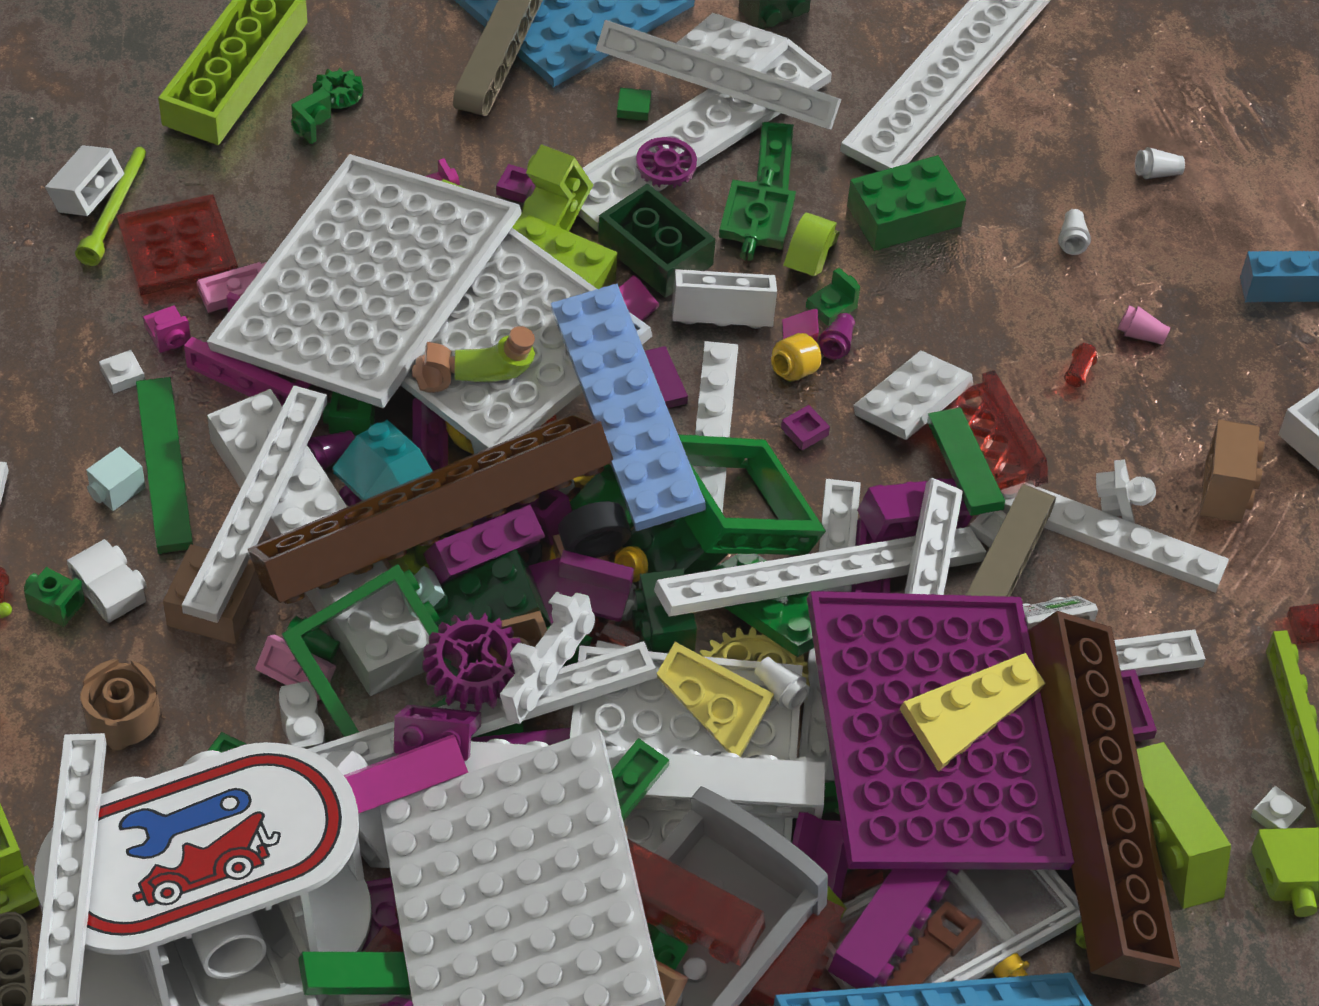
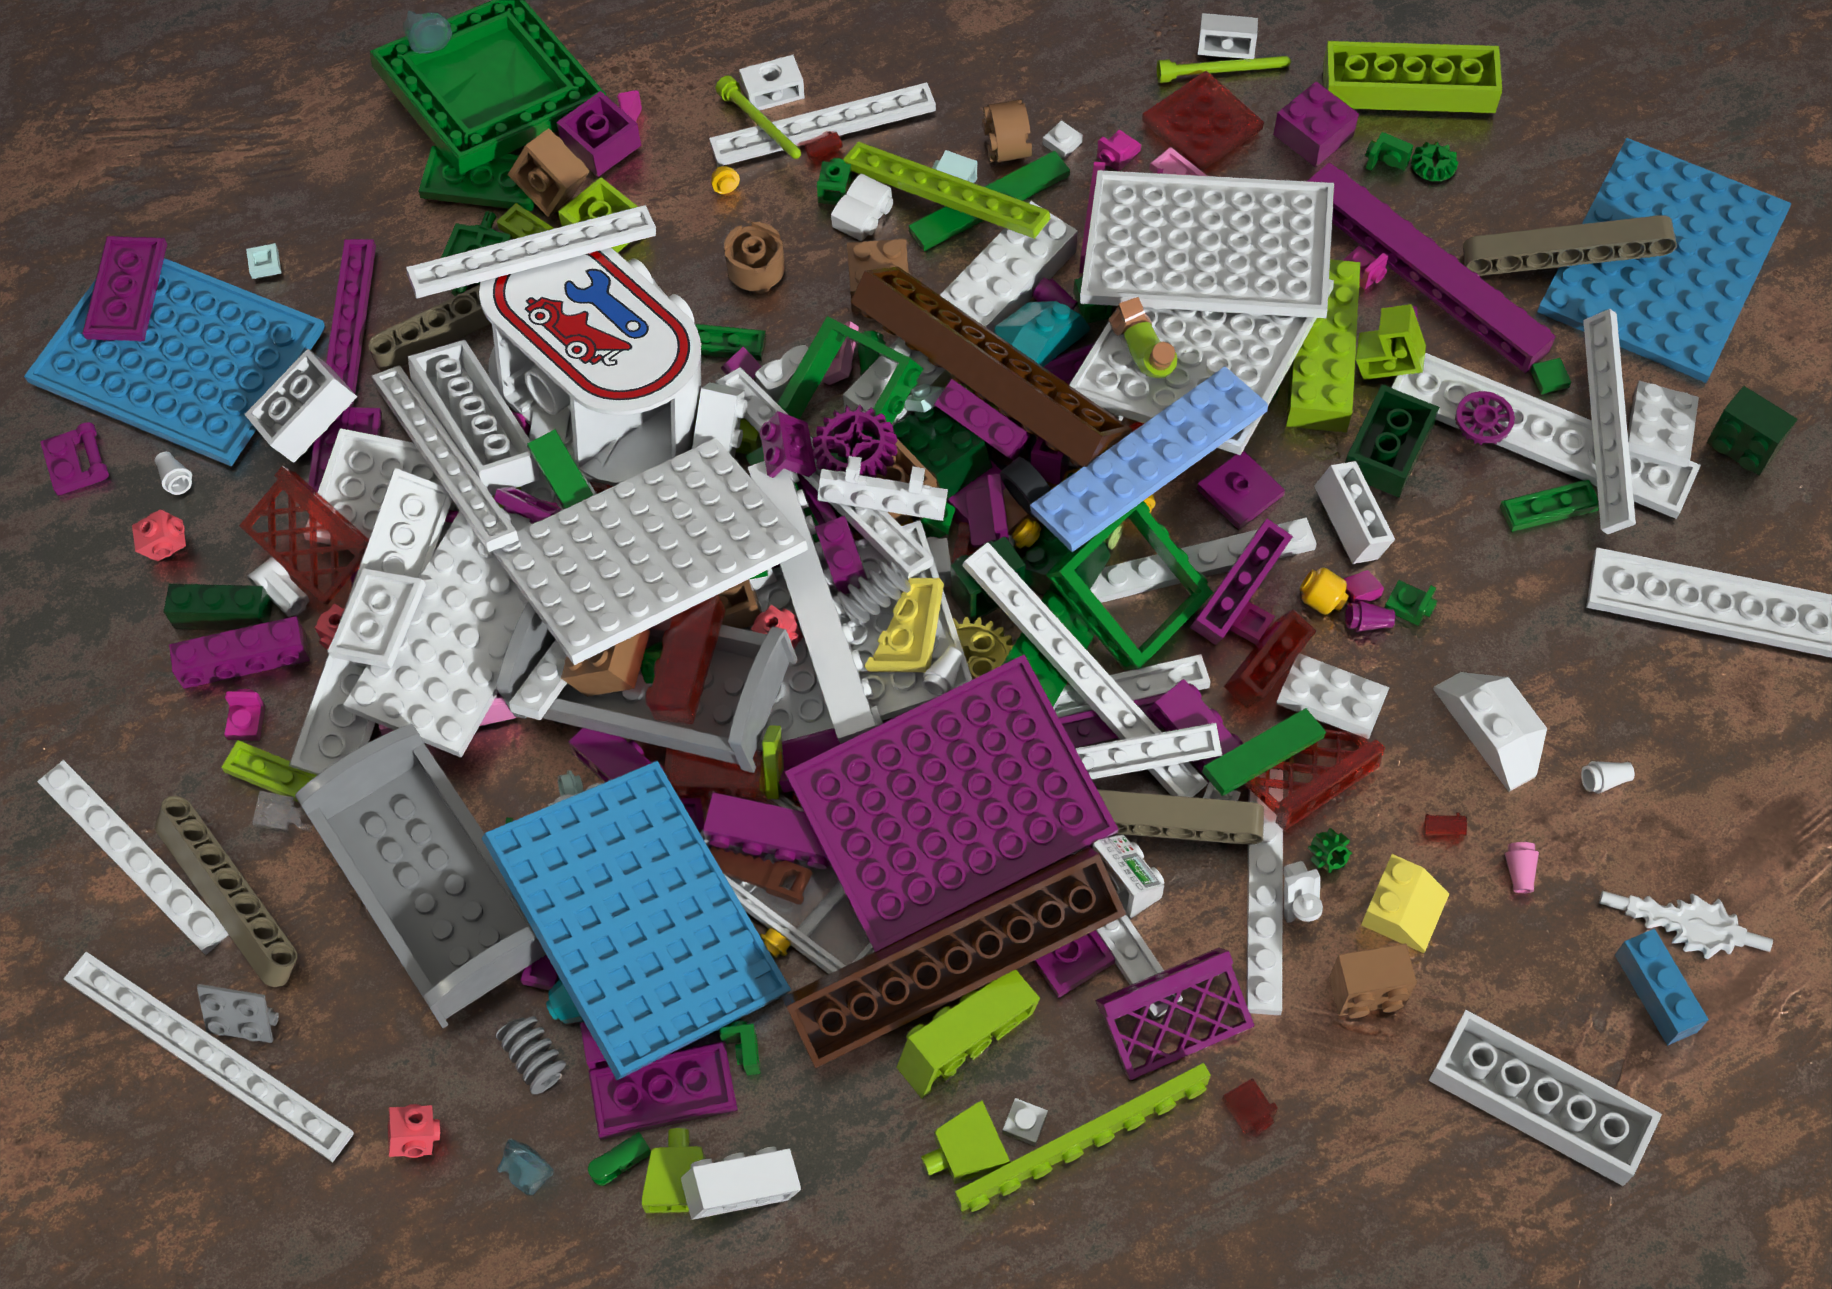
camera: 75 degrees right, 10 degrees up
(94, 405) = (1007, 130): none -> medium nougat brick
(144, 485) = (948, 190): none -> lime plate
(242, 155) = (1315, 124): none -> magenta brick
(254, 504) = (958, 257): white plate -> none
(407, 773) = (734, 439): dark pink tile -> none
(480, 133) = (1436, 272): none -> magenta brick
(613, 720) = (841, 553): none -> magenta brick
(637, 774) = (795, 590): green plate -> none
(638, 298) = (1322, 450): dark pink slope -> none
(645, 820) = (782, 619): none -> coral brick
(661, 709) = (874, 593): none -> light grey piece
(757, 214) = (1473, 510): green plate -> none
(767, 408) = (1241, 582): none -> magenta brick
(811, 244) = (1457, 557): lime brick -> none
(859, 423) = (1270, 658): none -> clear red brick
(906, 202) = (1554, 622): green brick -> none
(963, 710) = (966, 810): light yellow wing -> none
(987, 289) = (1497, 724): none -> white wedge
(1079, 457) = (1330, 850): none -> green gear
(1148, 427) = (1406, 904): none -> light yellow slope
(1156, 163) = (1741, 827): white cone -> none
(1187, 639) = (1169, 983): none -> magenta fence
(1236, 230) = (1697, 924): none -> white piece

